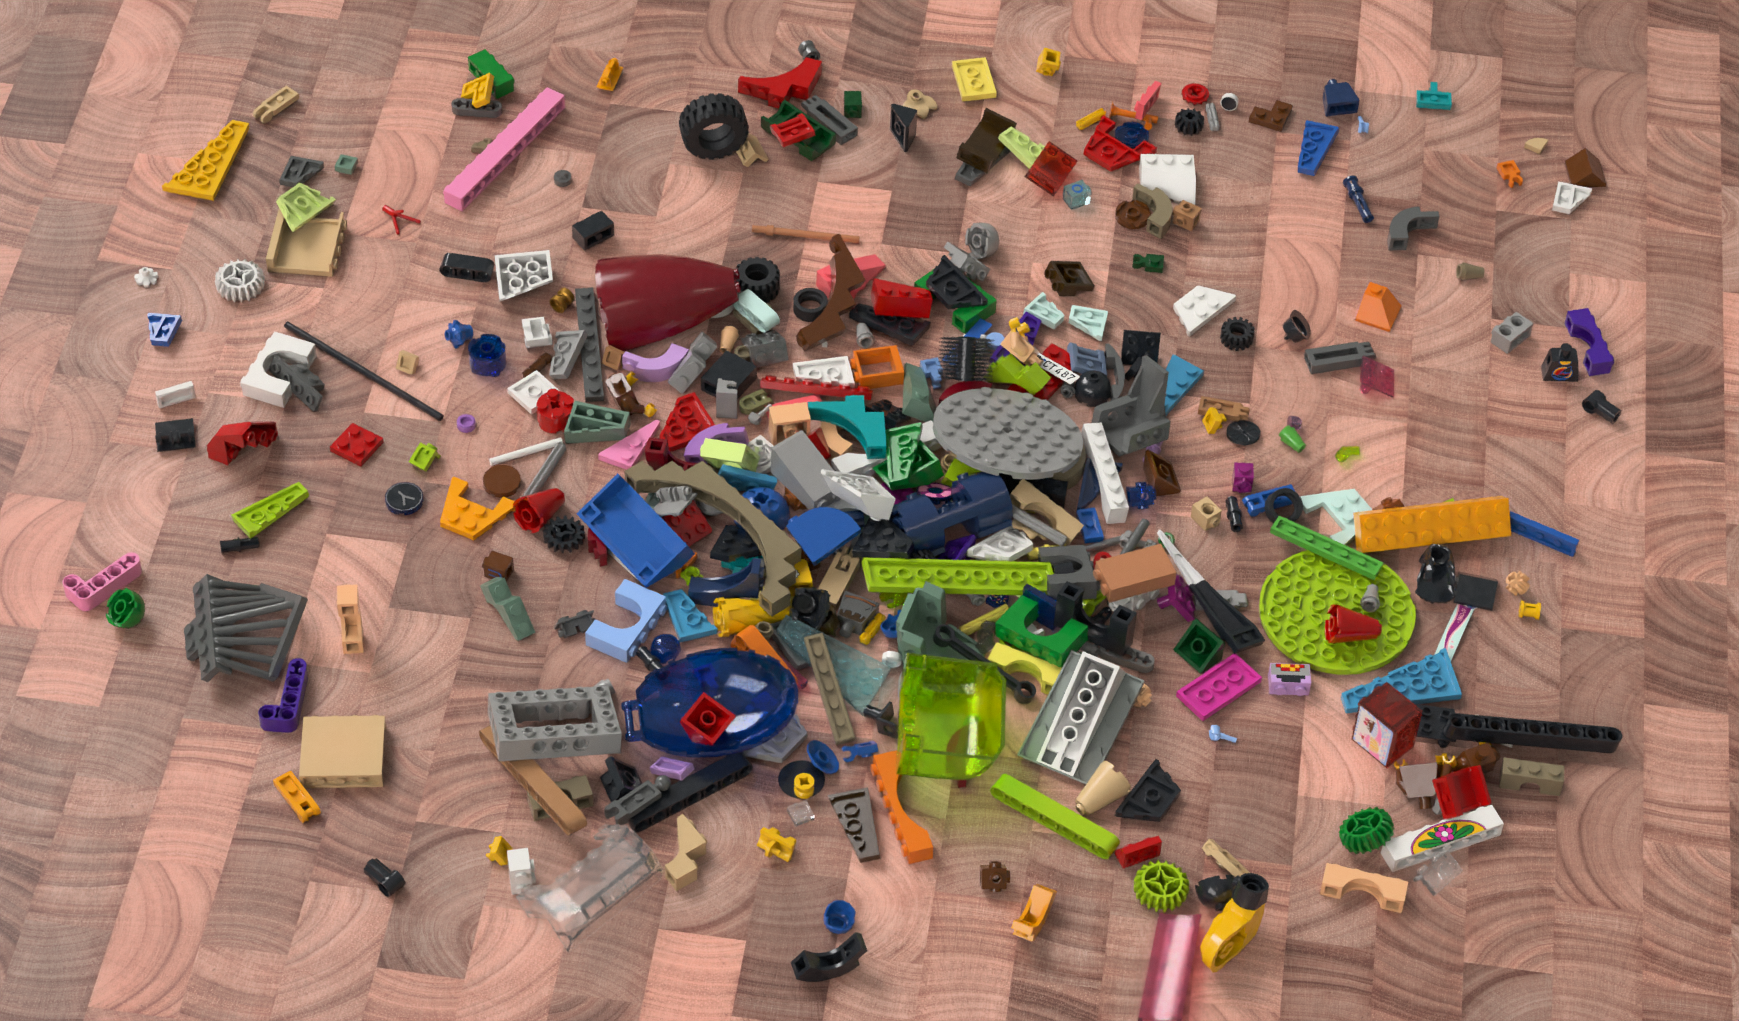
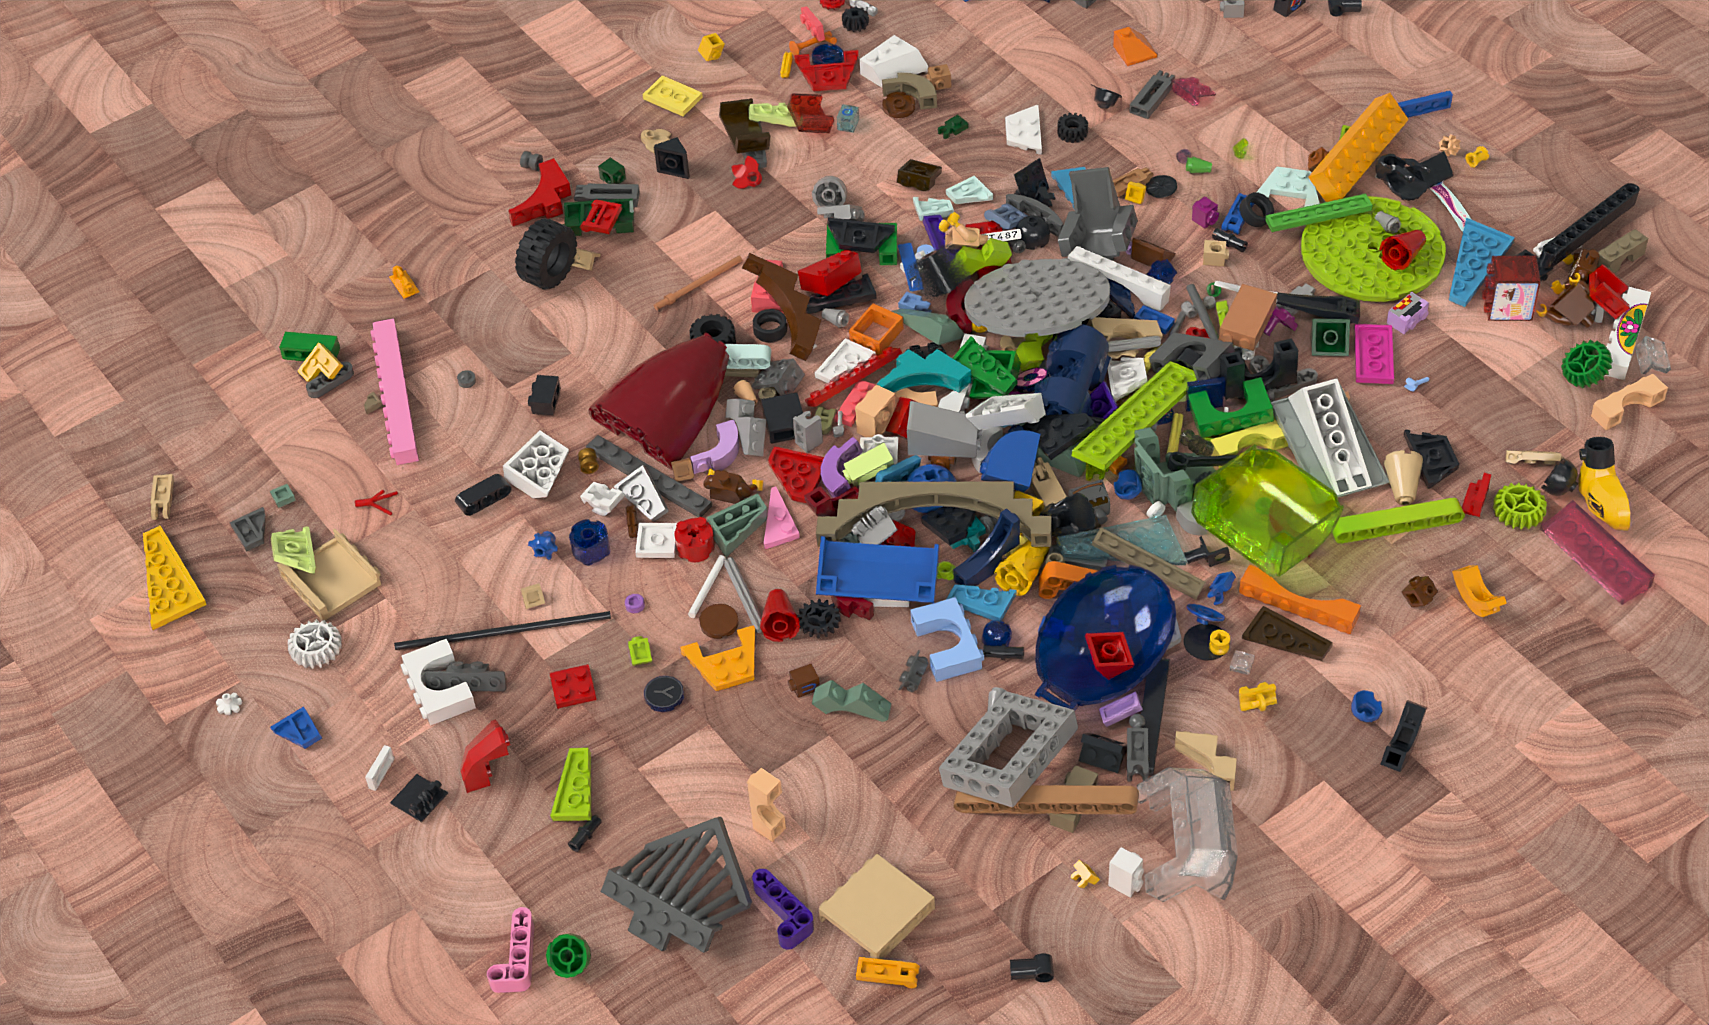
camera: 40 degrees left, 0 degrees up
(872, 629) = (1115, 508): yellow axle -> none
(945, 178) = (745, 172): none -> red plate

